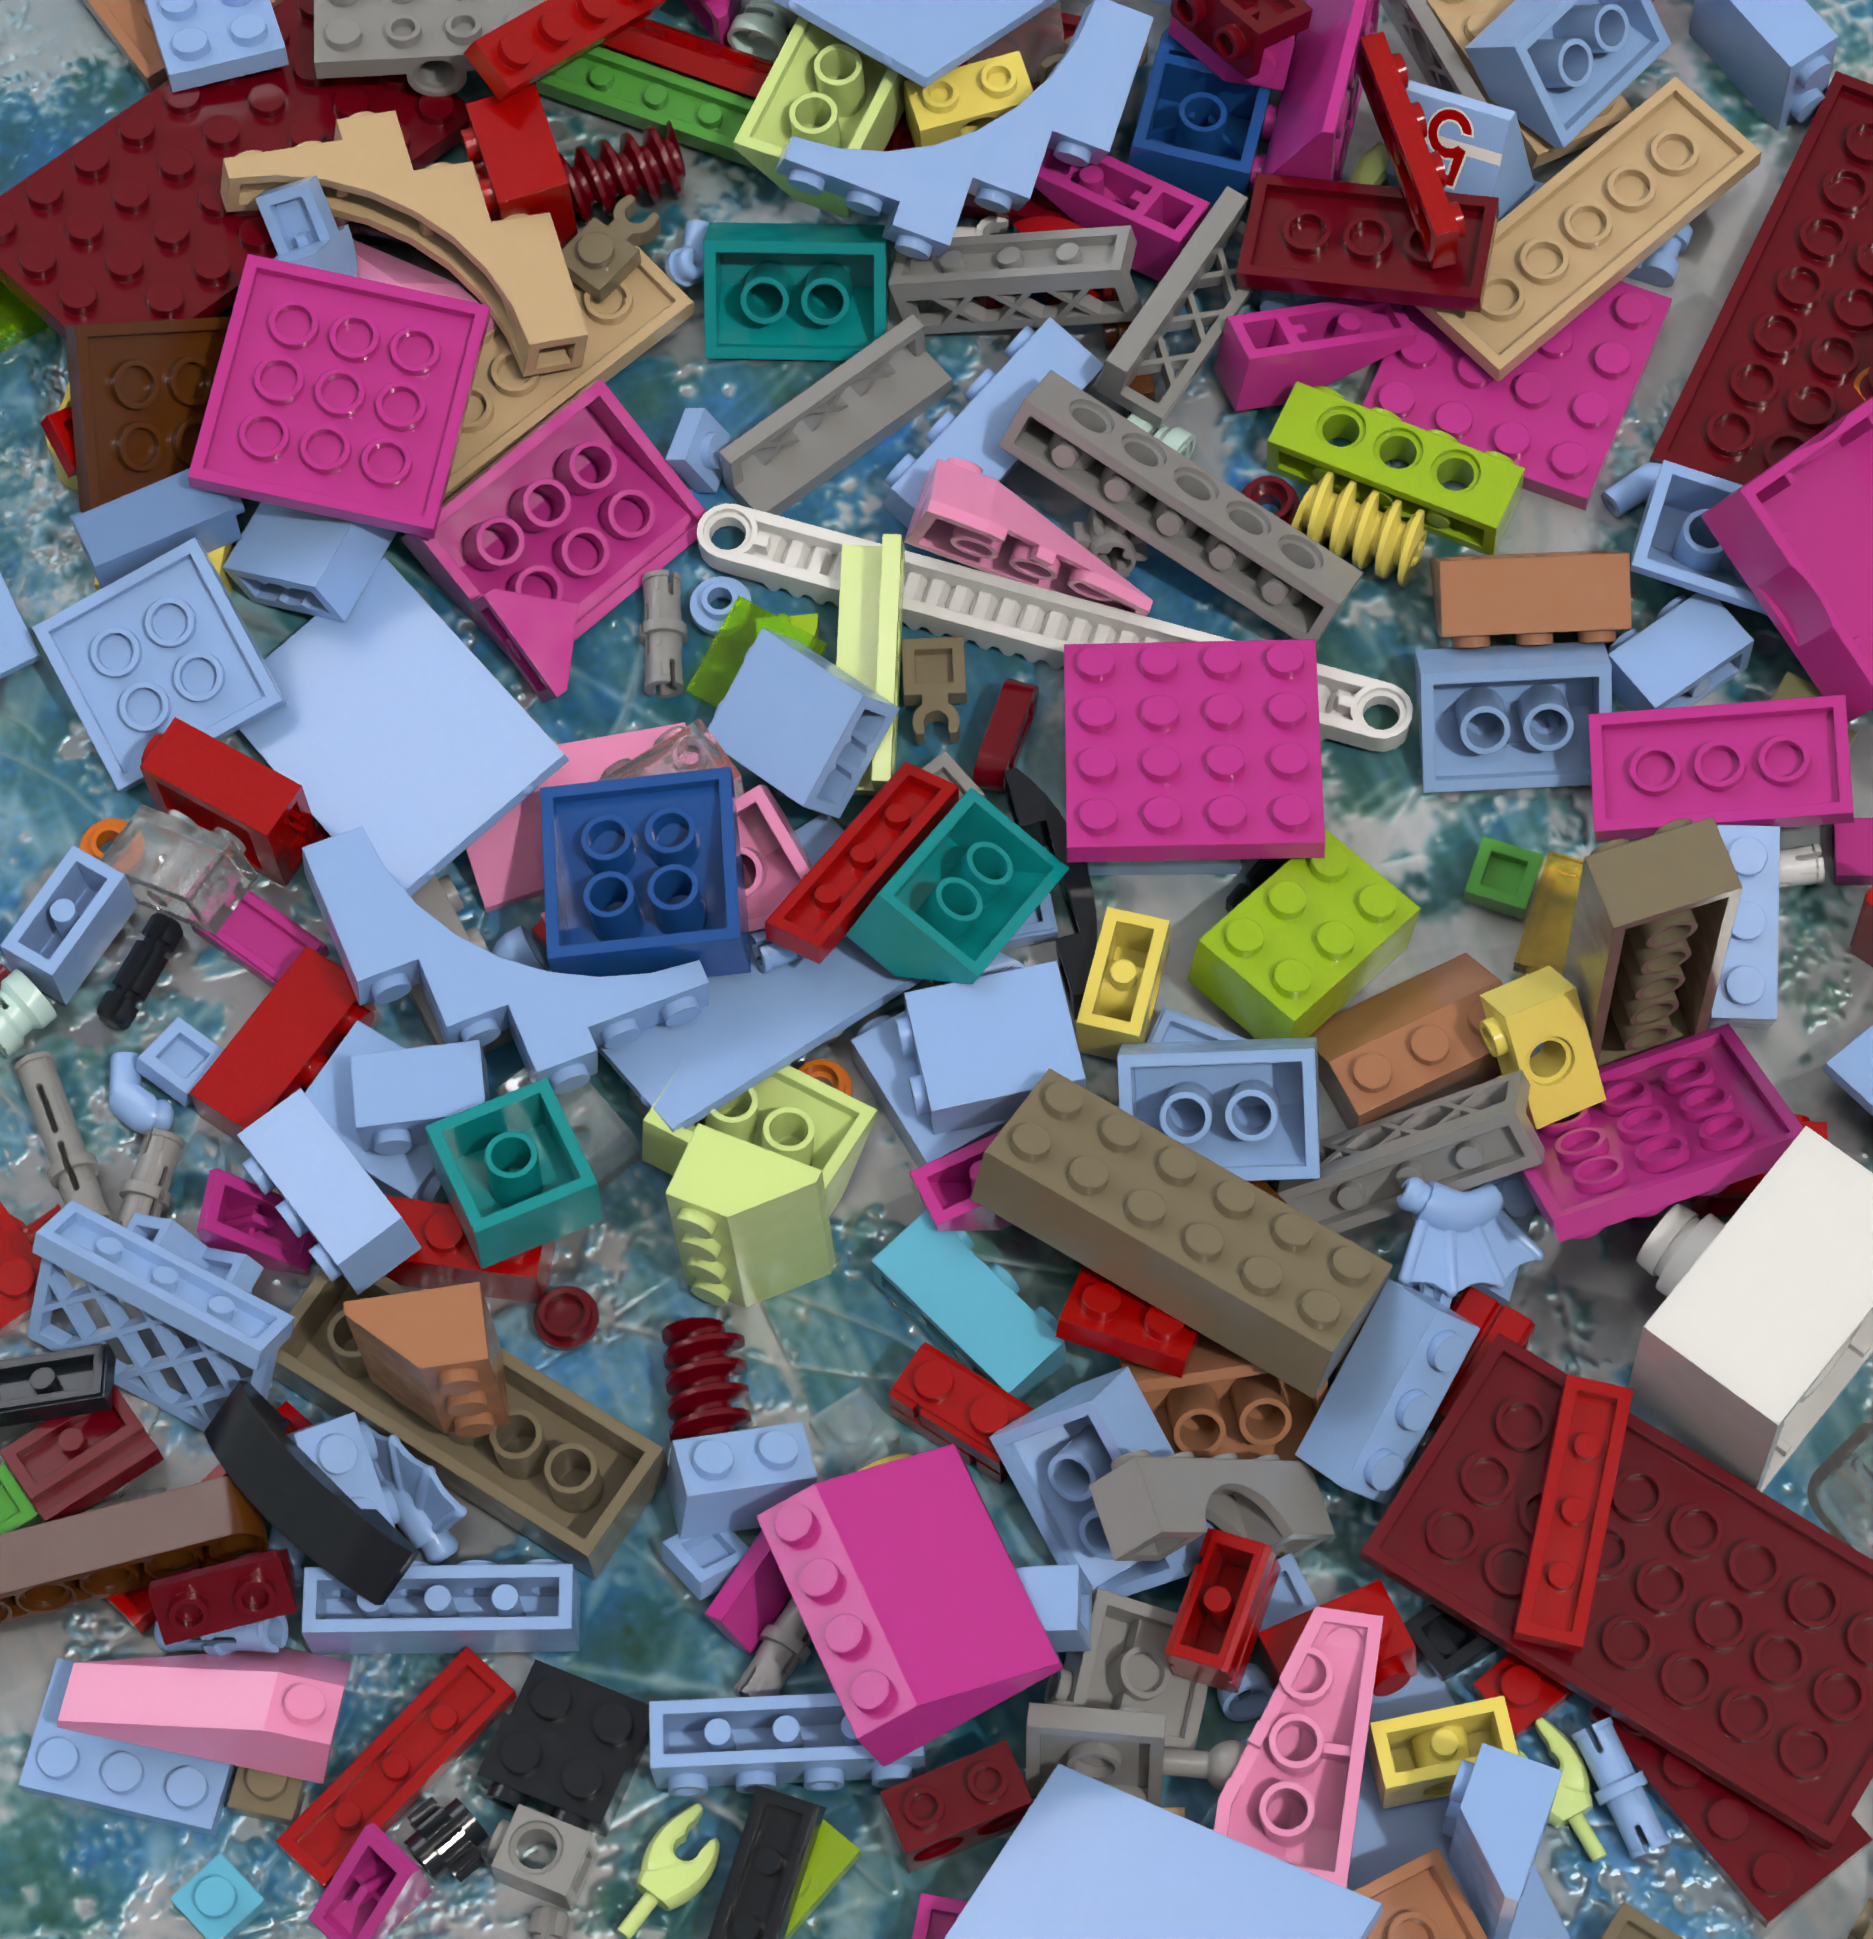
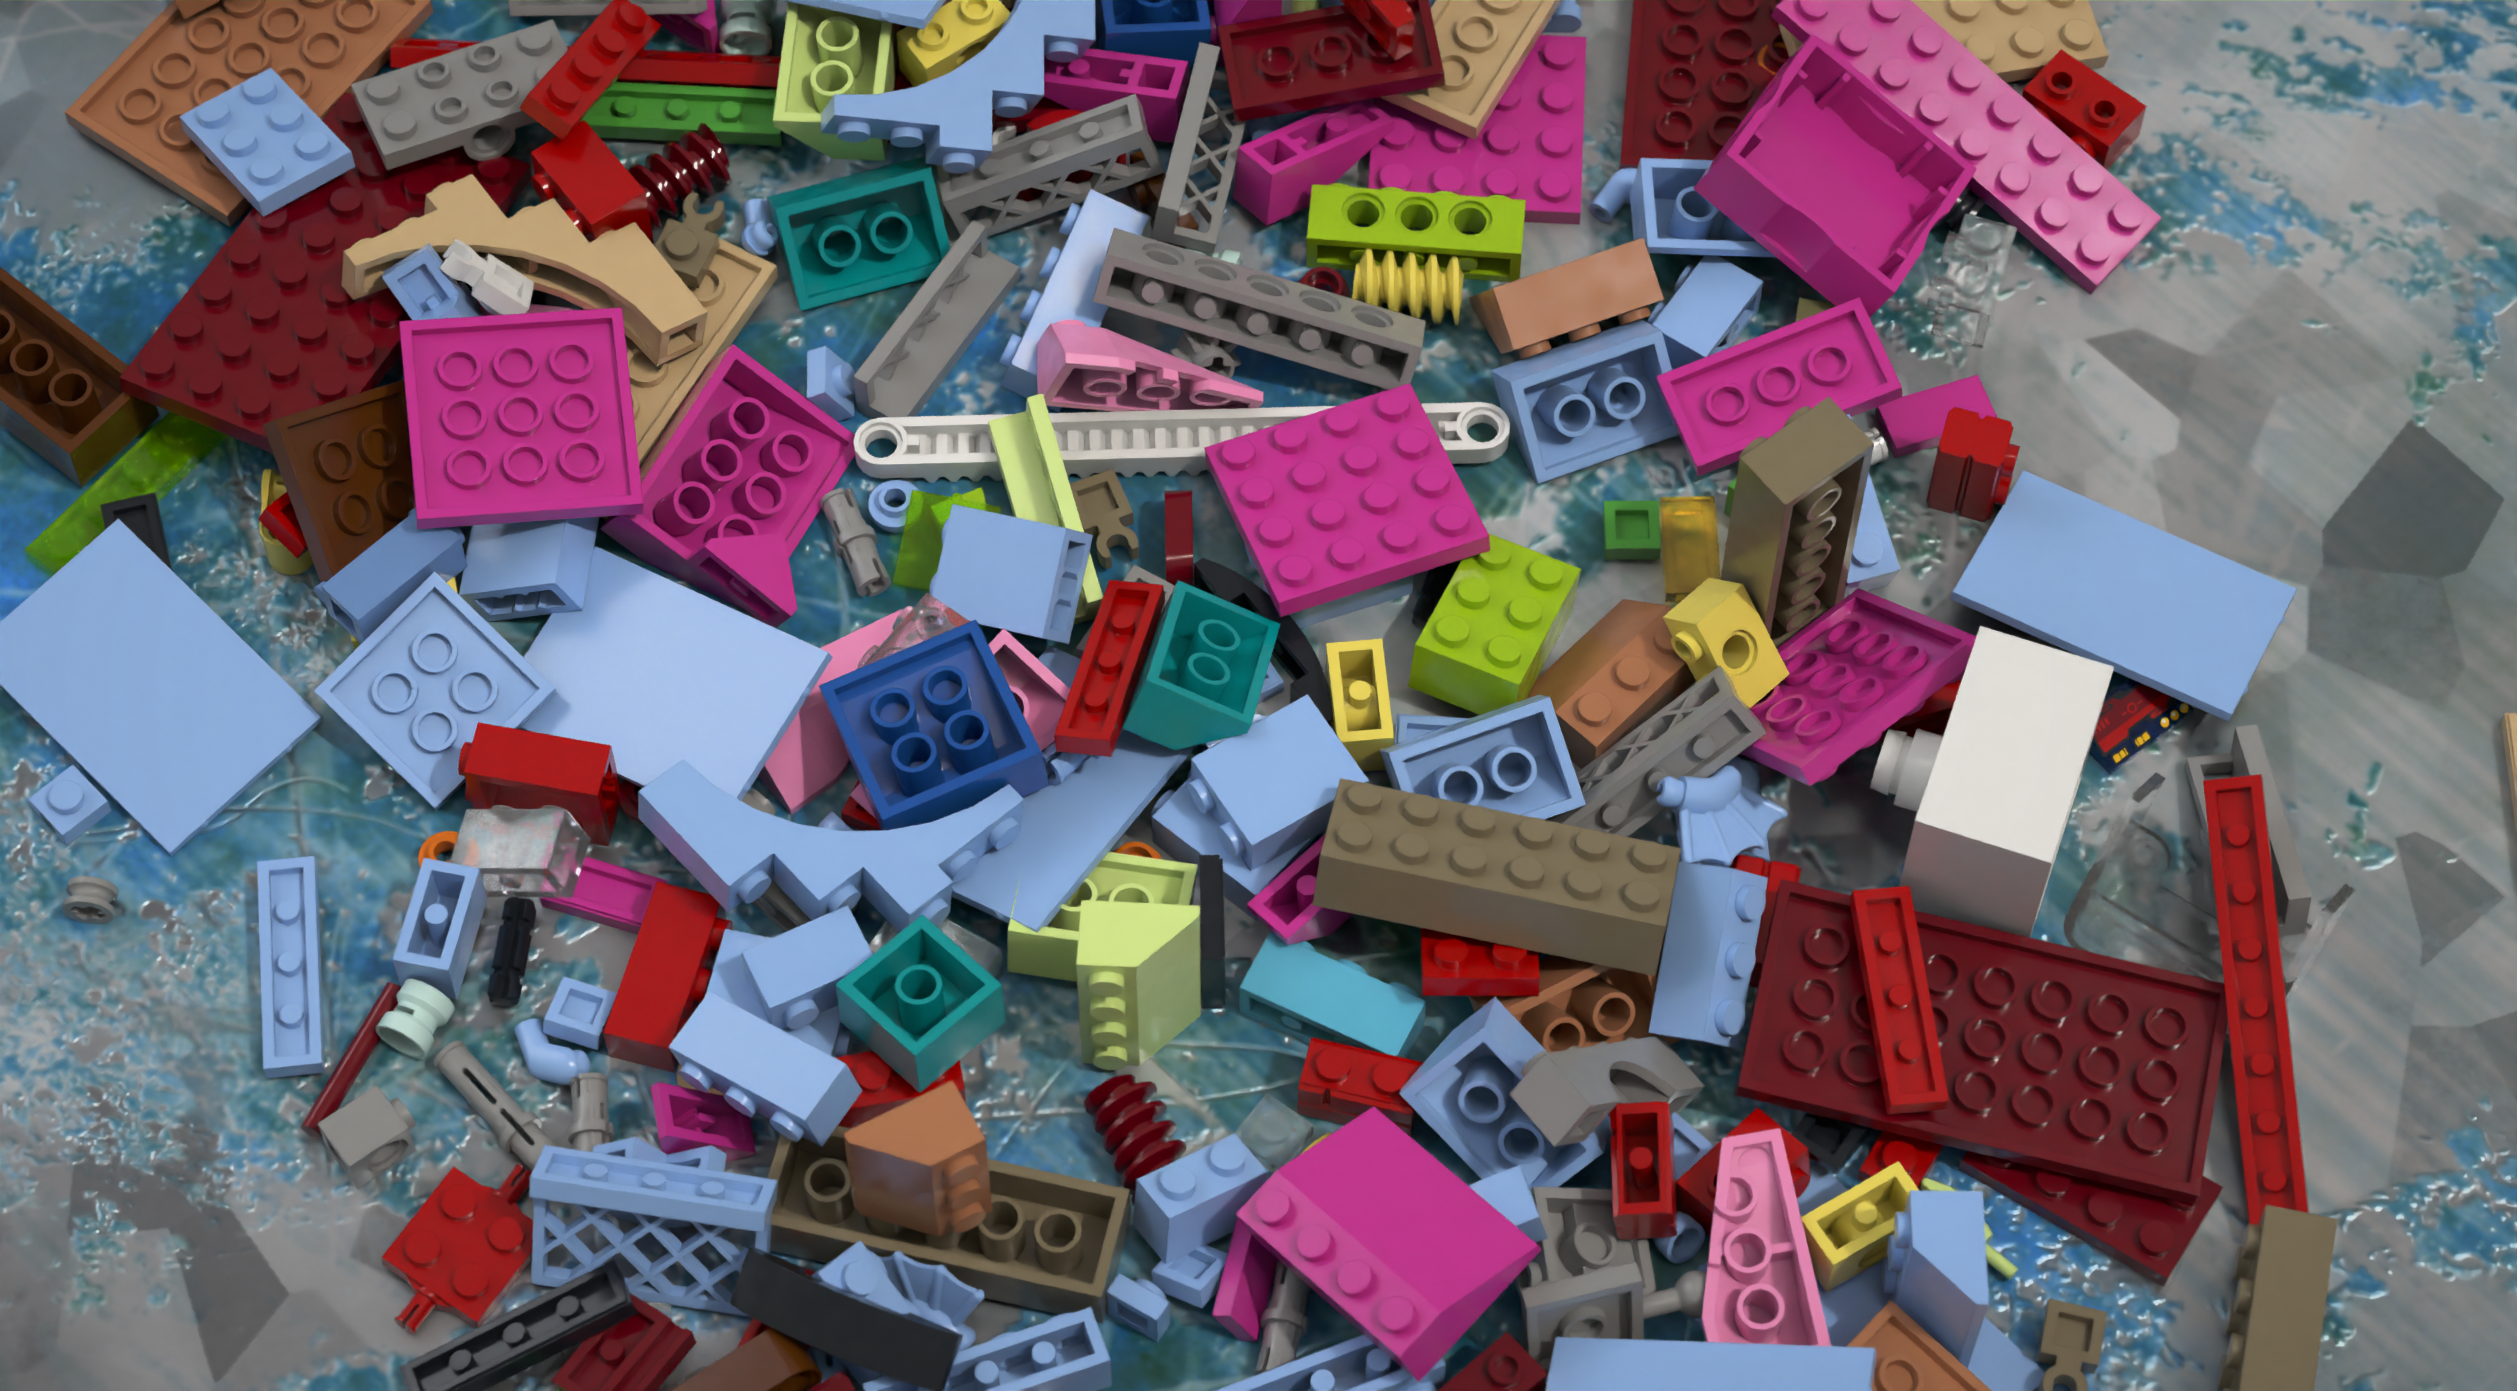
camera: 25 degrees left, 5 degrees down
(373, 235) = (494, 283): none -> white plate
(566, 1318) = (997, 1117): dark red plate -> none
(638, 1574) = (1139, 1306): none -> light blue plate
(864, 1189) = (1212, 931): none -> black plate
(1620, 1788) = (2012, 1212): light blue pin -> none

